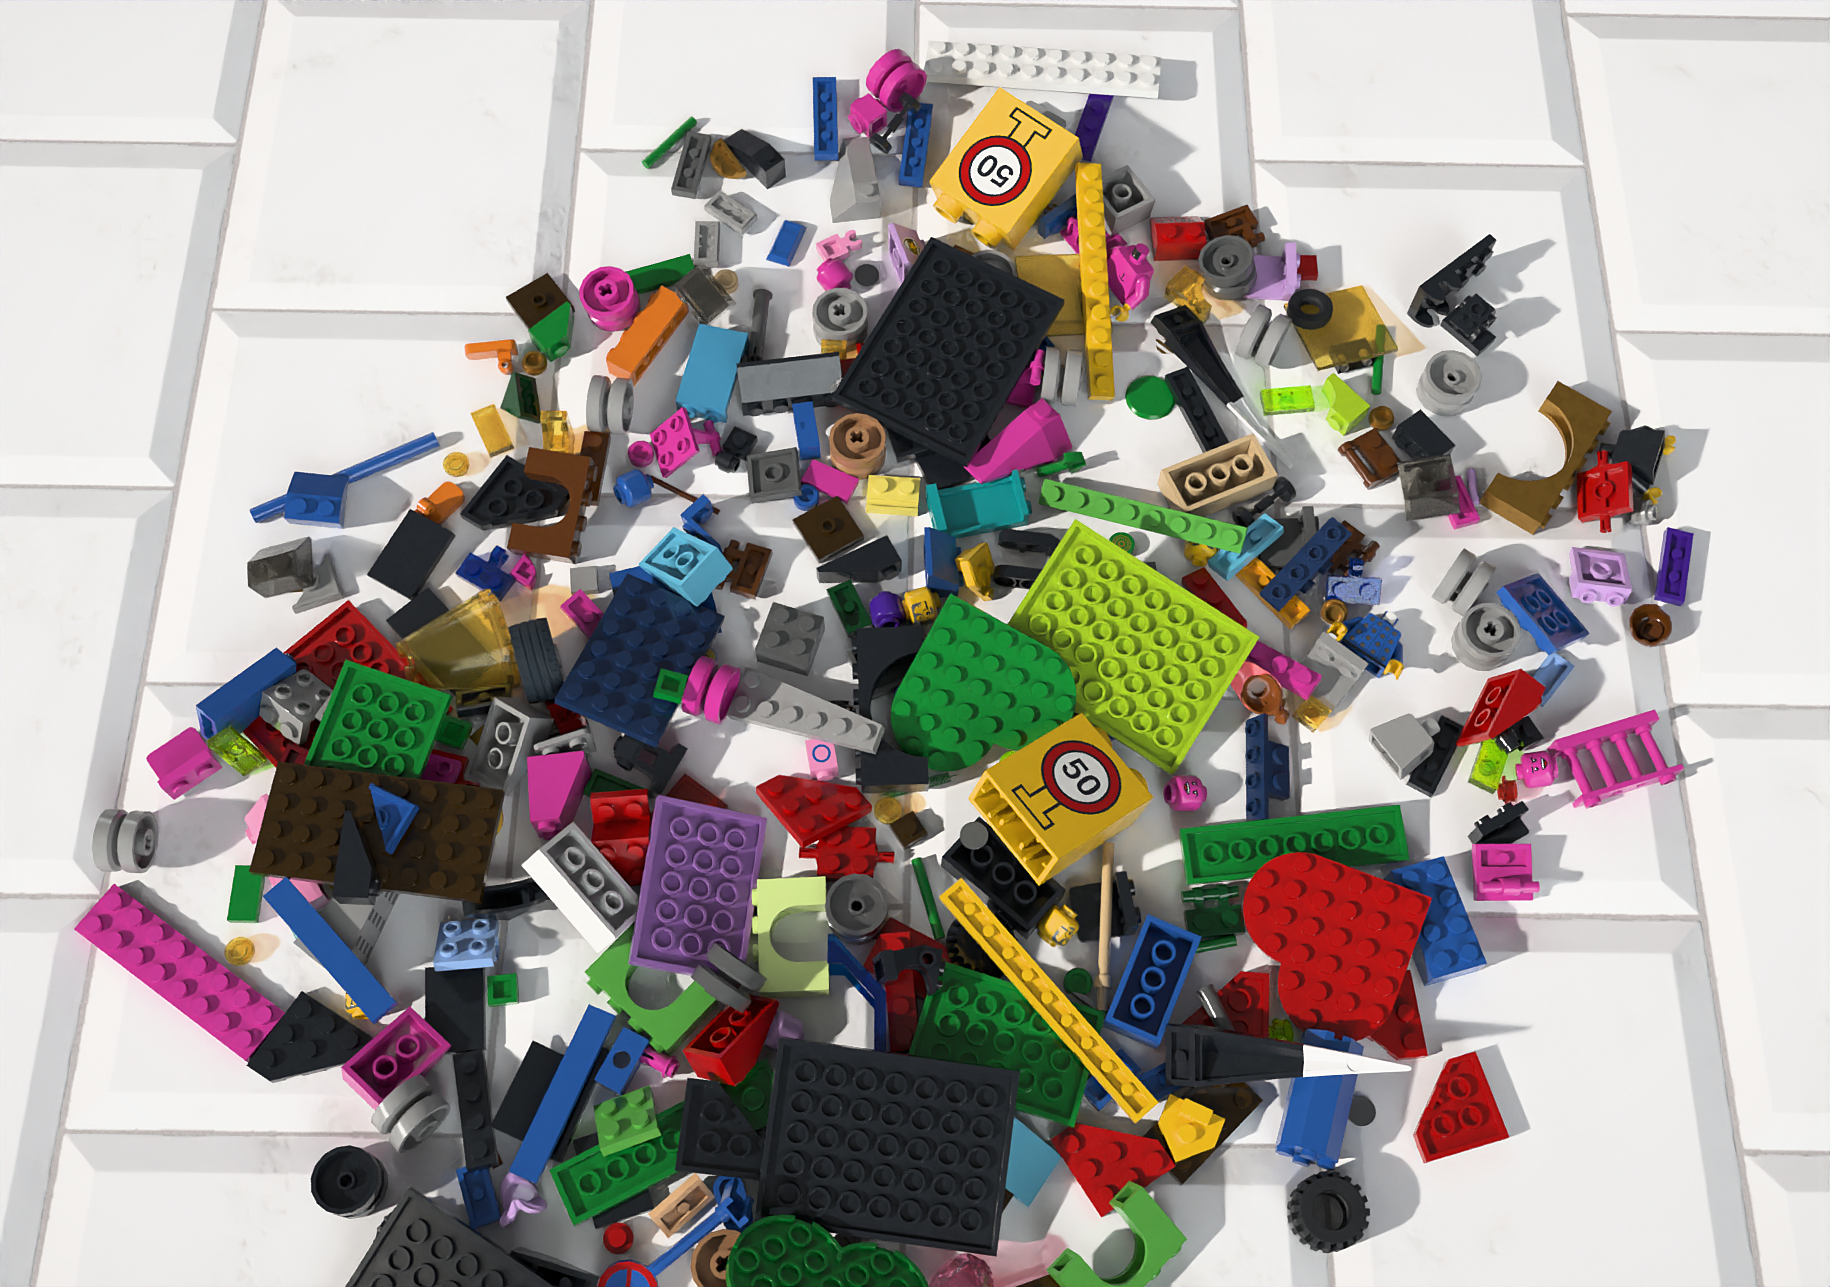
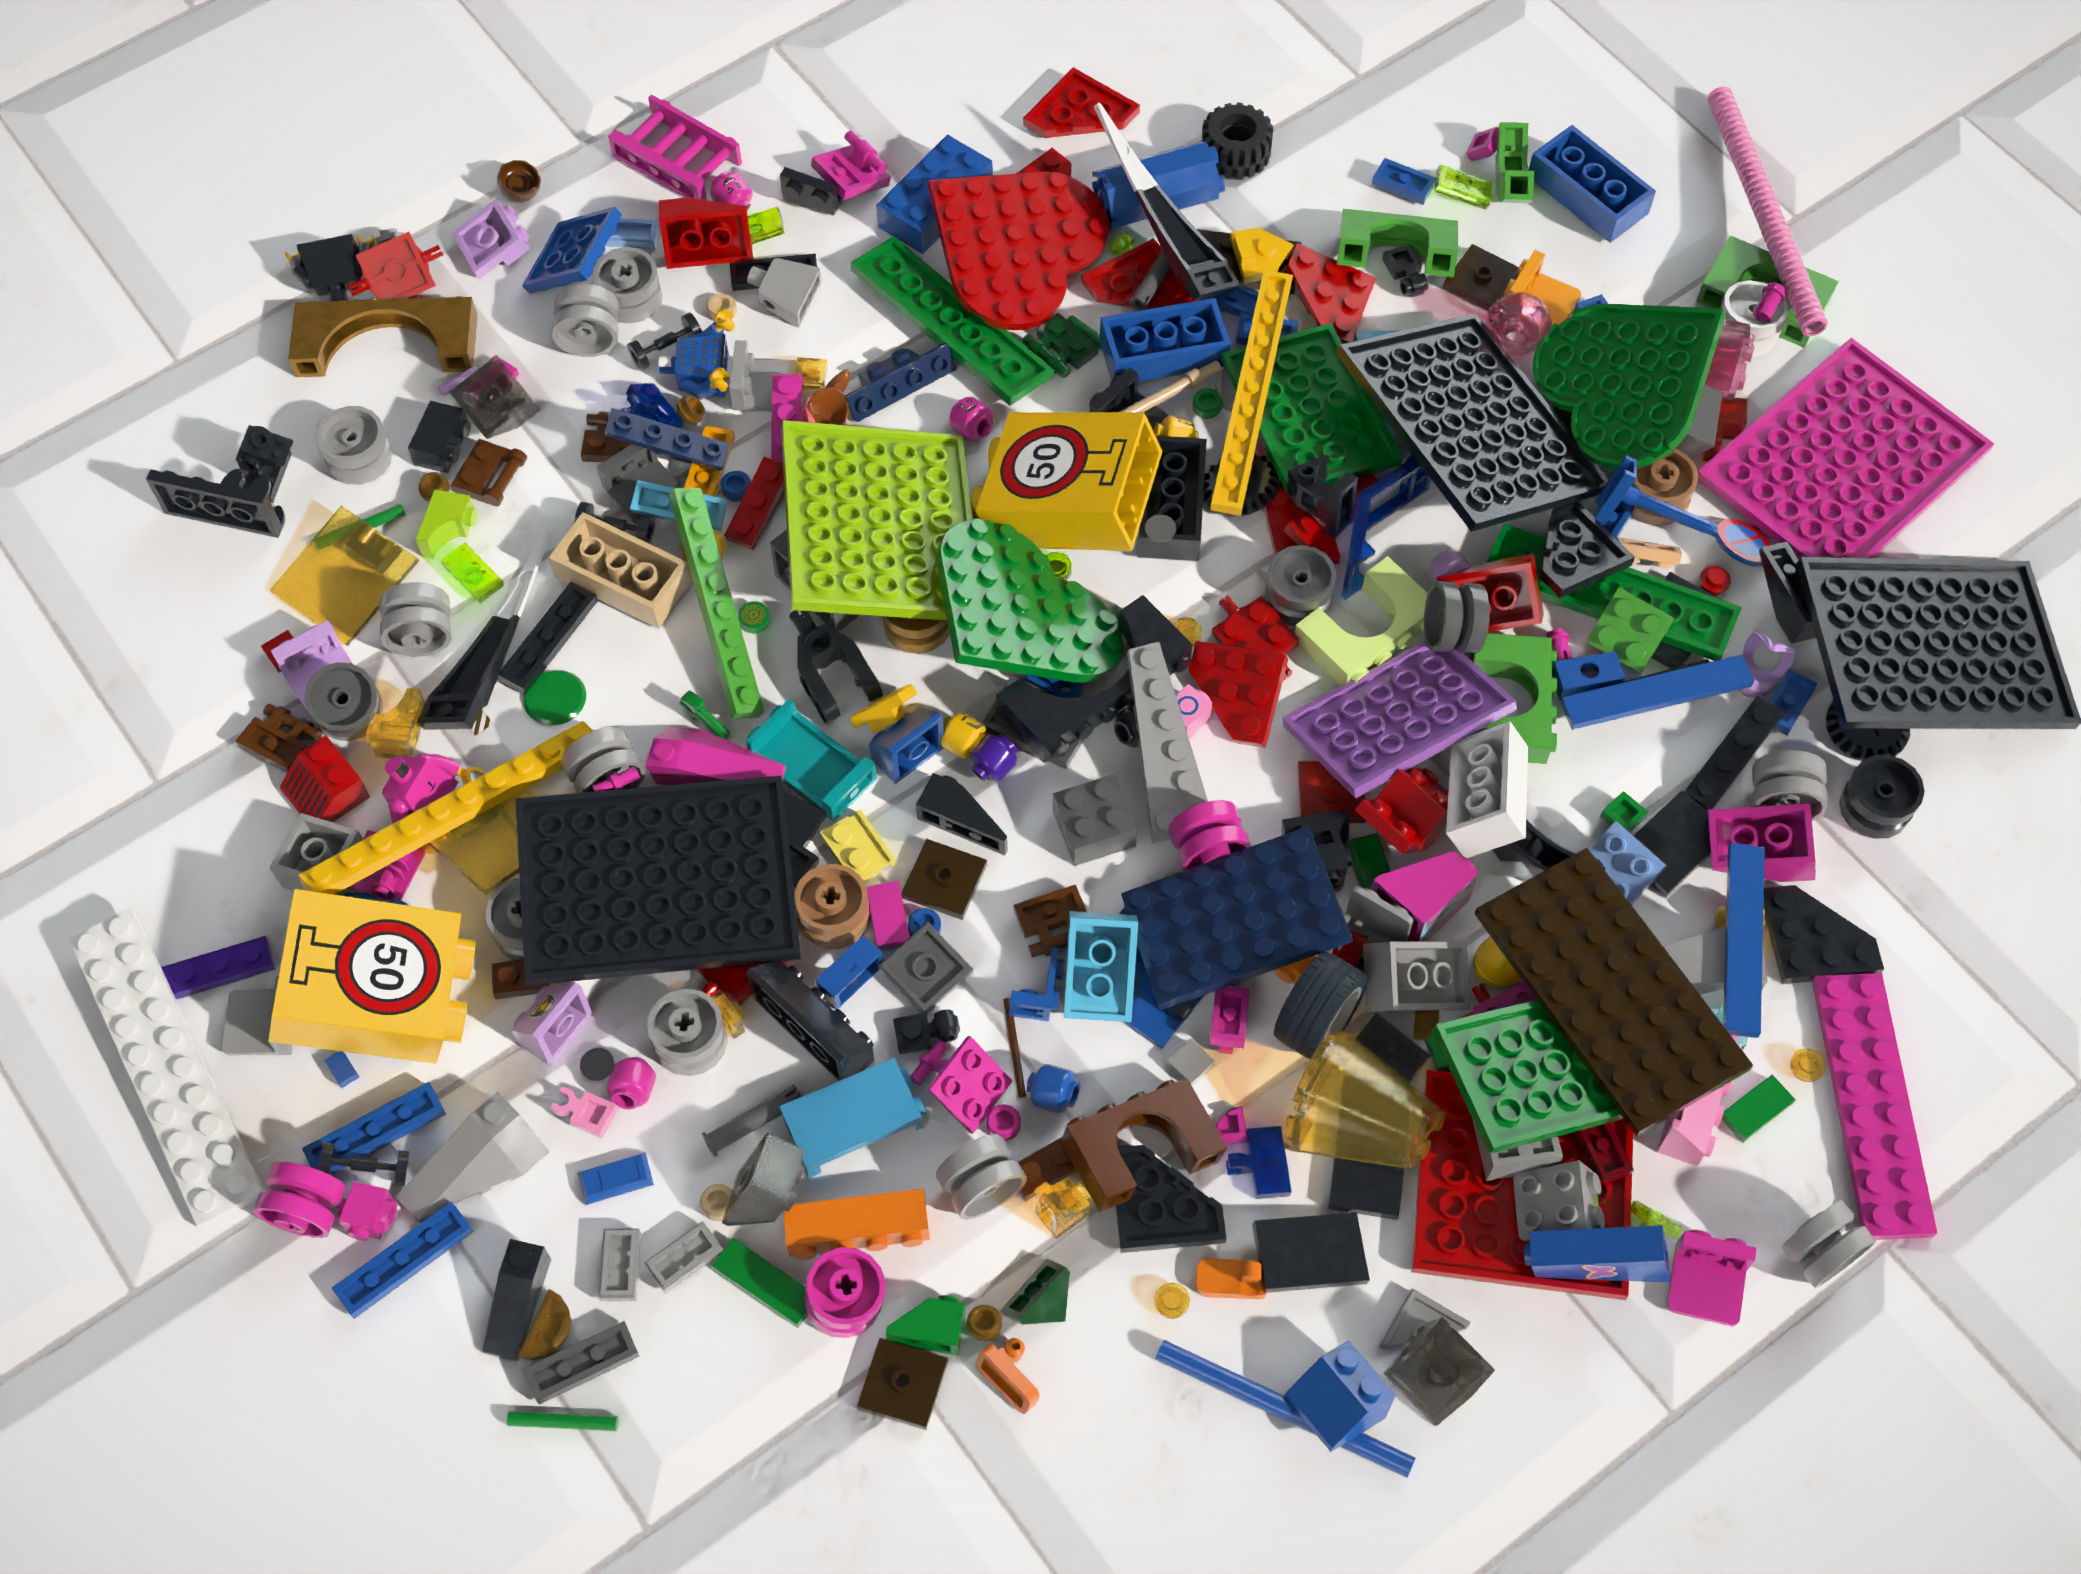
camera: 125 degrees left, 5 degrees down
(355, 873) = (1672, 949): black slope -> none
(393, 815) = (1589, 972): blue tile -> none
(492, 430) = (1100, 1301): clear yellow tile -> none
(527, 1091) = (1679, 726): black piece -> none
(670, 686) = (1247, 850): green plate -> none
(849, 607) = (1016, 796): dark green plate -> none
(908, 830) = (1189, 604): dark brown plate -> none
(928, 899) = (1235, 552): green bar -> none
(1099, 1251) = (1405, 264): none -> black plate
(1246, 603) = (735, 485): none -> blue tile
(1310, 297) = (343, 590): black tyre -> none
(1413, 608) = (638, 354): none -> black wheel
(1424, 696) = (718, 302): none -> tan tile
(1507, 790) = (769, 201): clear red plate -> none
(1673, 566) = (436, 195): dark purple plate -> none

